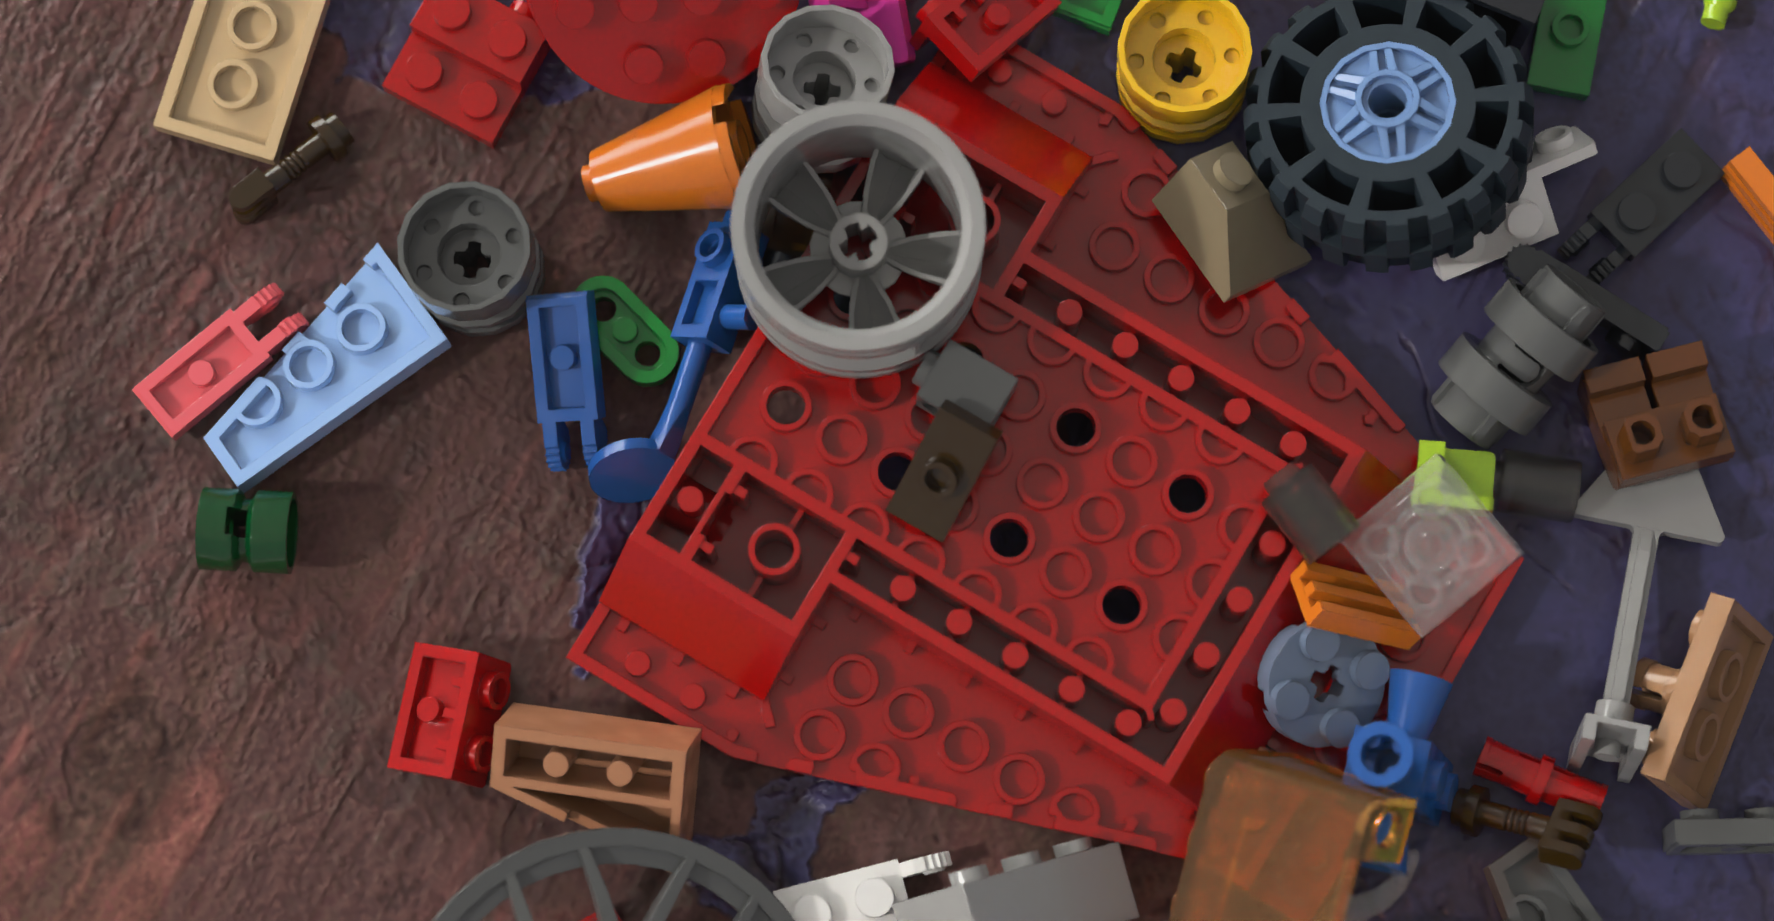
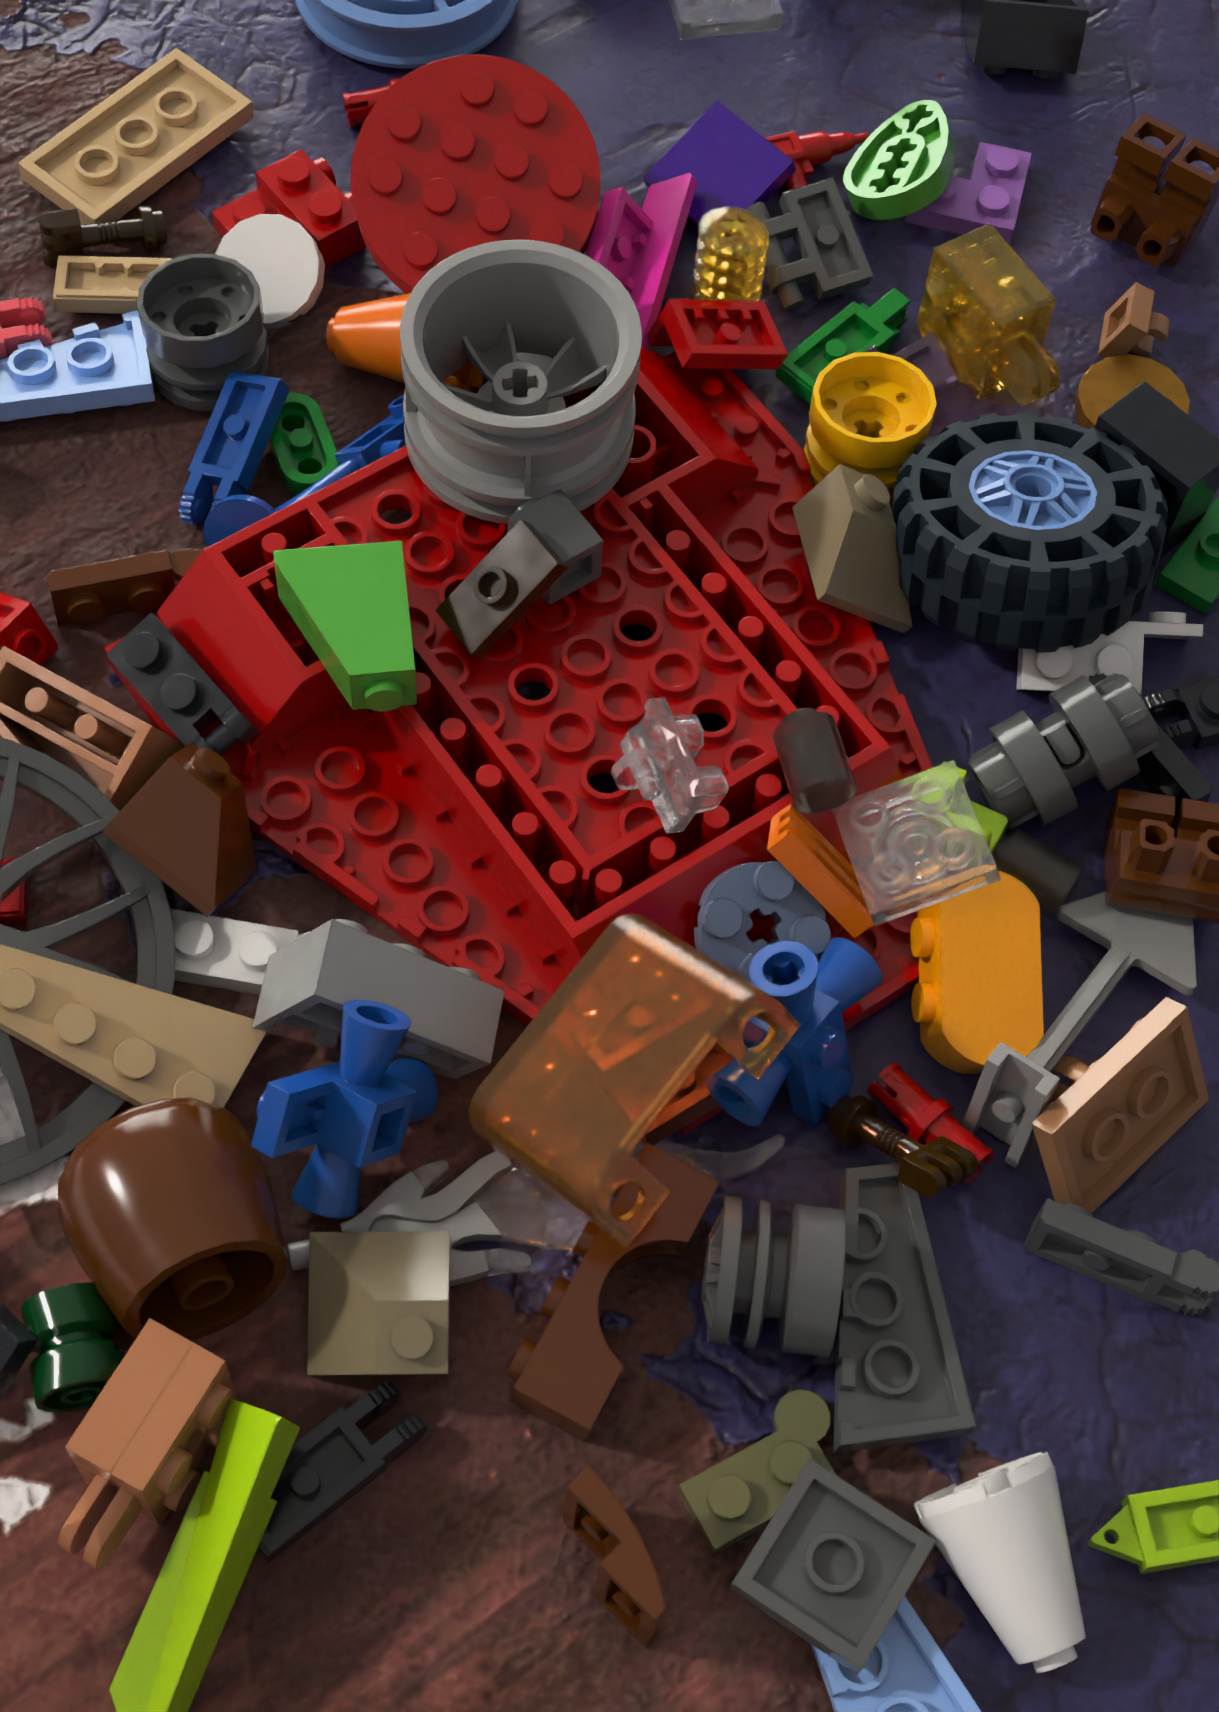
camera: 20 degrees right, 20 degrees down
(332, 226) = (100, 283): none -> tan plate
(487, 136) = (282, 261): none -> white tile
(557, 570) = (117, 585): none -> reddish brown hinge
(675, 681) = (179, 688): none -> black plate
(762, 826) = (190, 828): none -> reddish brown slope
(824, 562) = (354, 618): none -> bright green slope
(1176, 585) = (662, 766): none -> clear hips
(1537, 634) = (979, 974): none -> light orange brick

